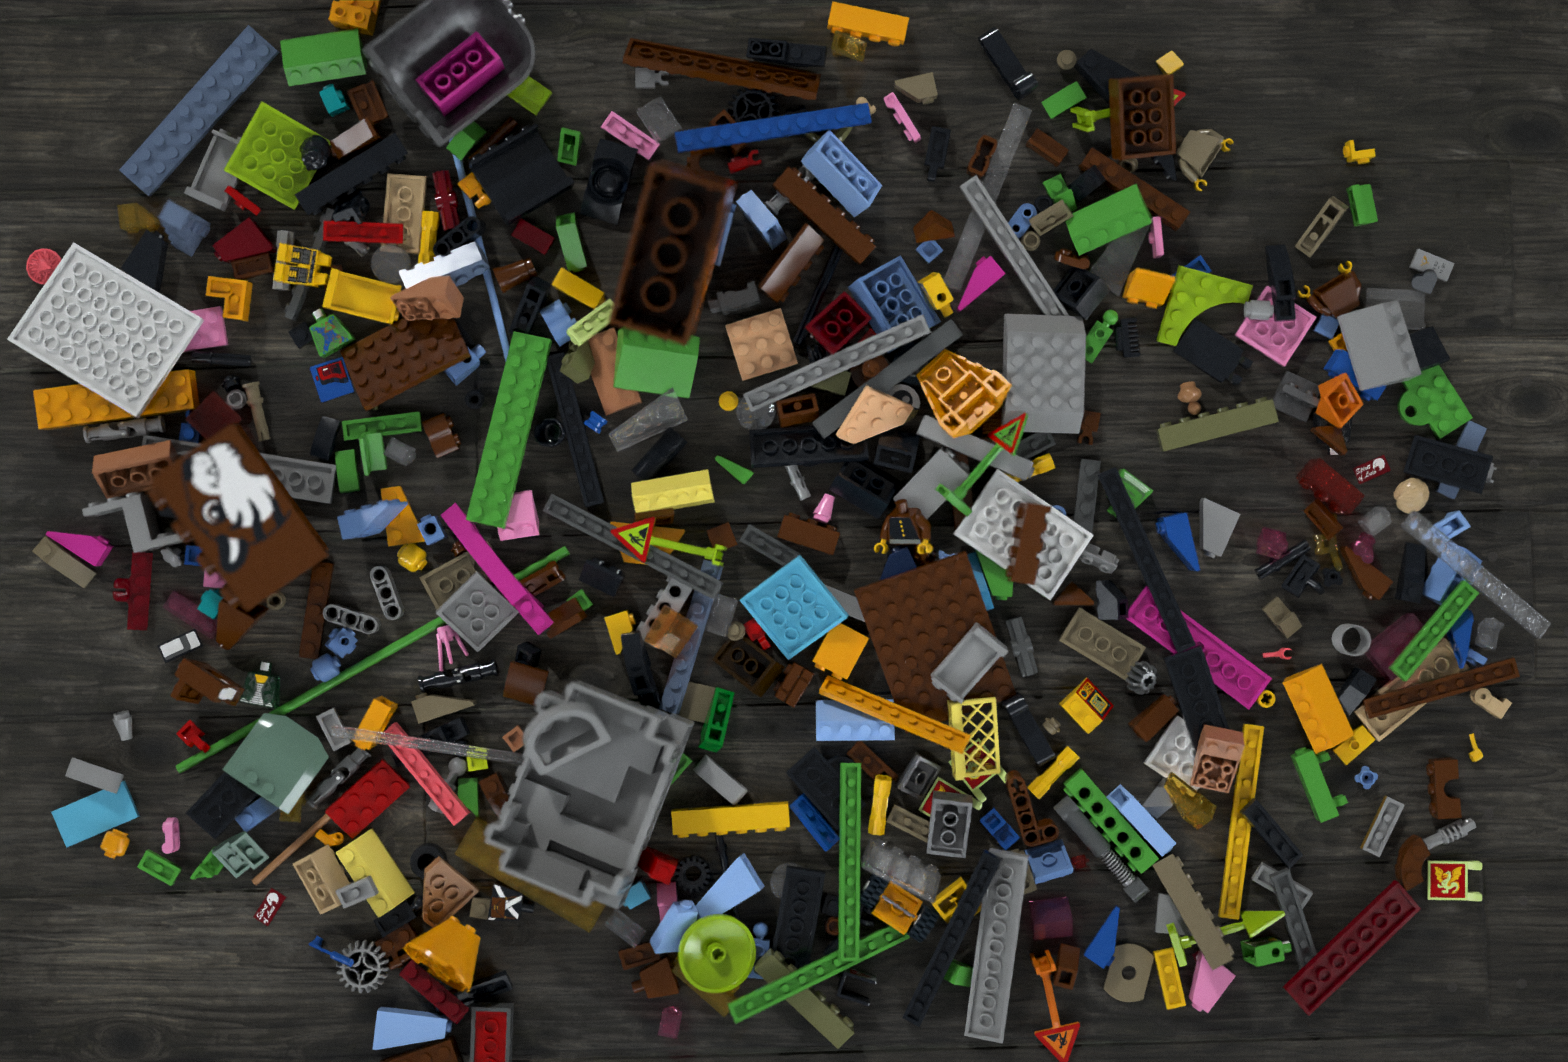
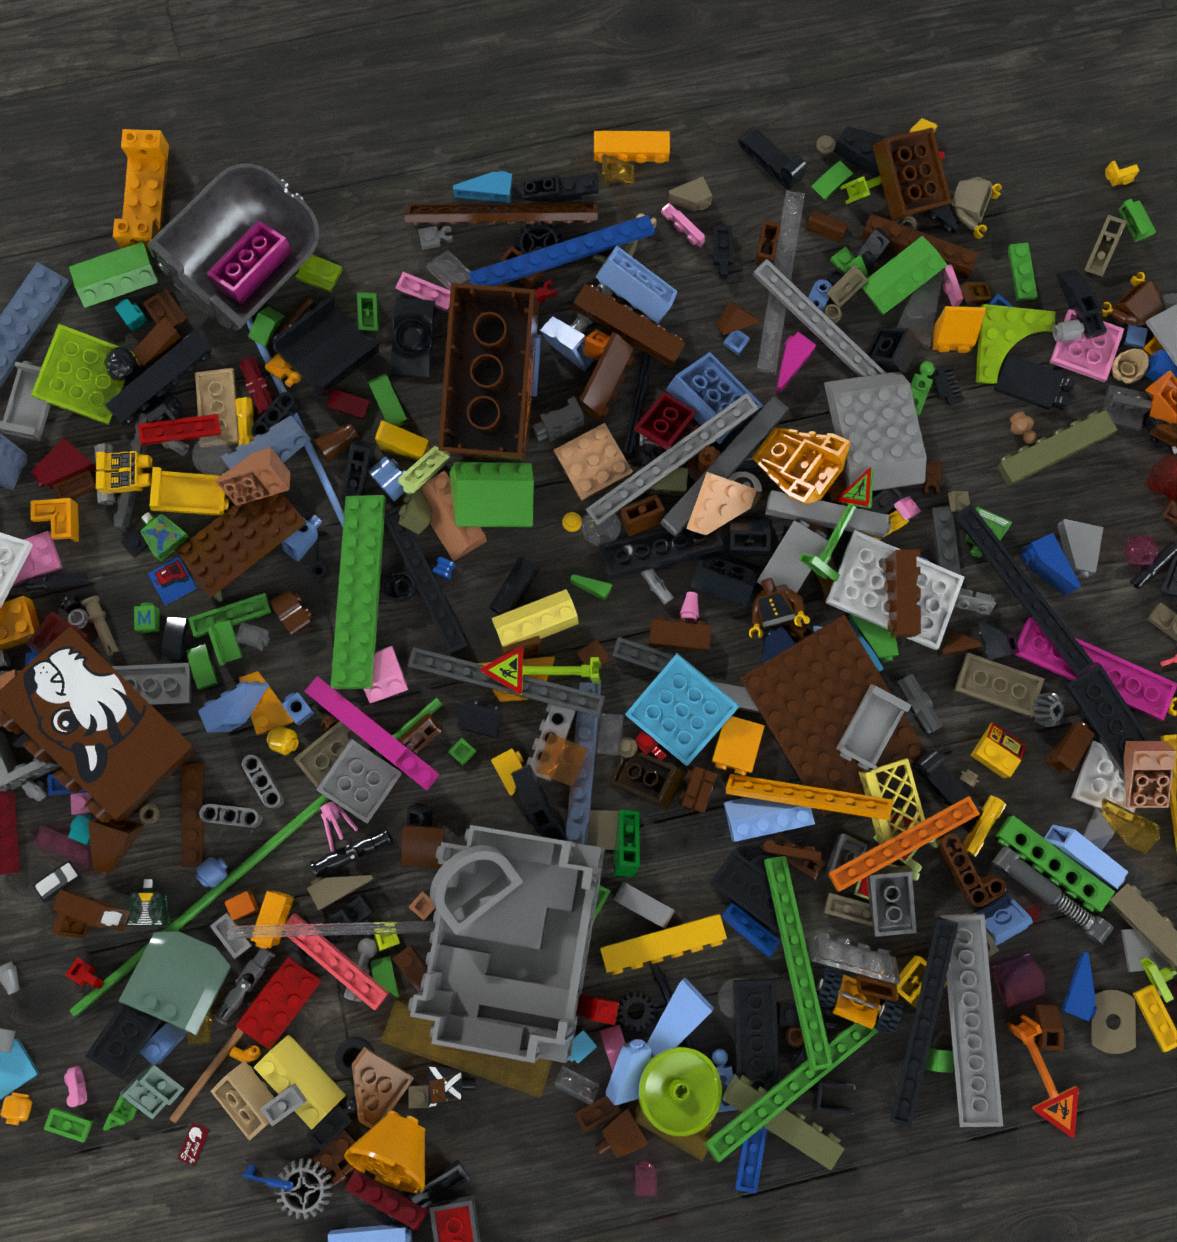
camera: 10 degrees left, 10 degrees down
(241, 201) = (54, 424): red plate -> none
(302, 413) = (146, 618): none -> bright green brick
(335, 644) = (217, 844): medium blue brick -> none
(348, 704) = (241, 905): none -> orange panel
(565, 617) = (450, 769): reddish brown panel -> none
(649, 421) = (498, 555): clear wing -> none
(715, 37) = (488, 187): none -> dark azure slope
(768, 1027) = (751, 1162): none -> blue plate
(788, 229) = (595, 344): none -> orange slope
(866, 759) = (790, 849): none -> reddish brown plate
(879, 805) = (814, 896): yellow axle -> none
(916, 901) = (877, 987): none -> reddish brown slope
(931, 287) = (754, 377): yellow torso -> none
(972, 776) = (903, 844): none -> orange plate
(999, 829) = (942, 896): blue slope -> none
(1055, 456) = (907, 508): none -> bright pink plate
(1065, 256) = (870, 320): reddish brown plate -> none
(1109, 458) = (958, 500): none -> dark tan plate
(1178, 250) = (976, 292): none -> reddish brown plate
(1231, 235) = (1022, 271): none -> bright green plate
(1311, 356) = (1130, 366): none -> tan hair

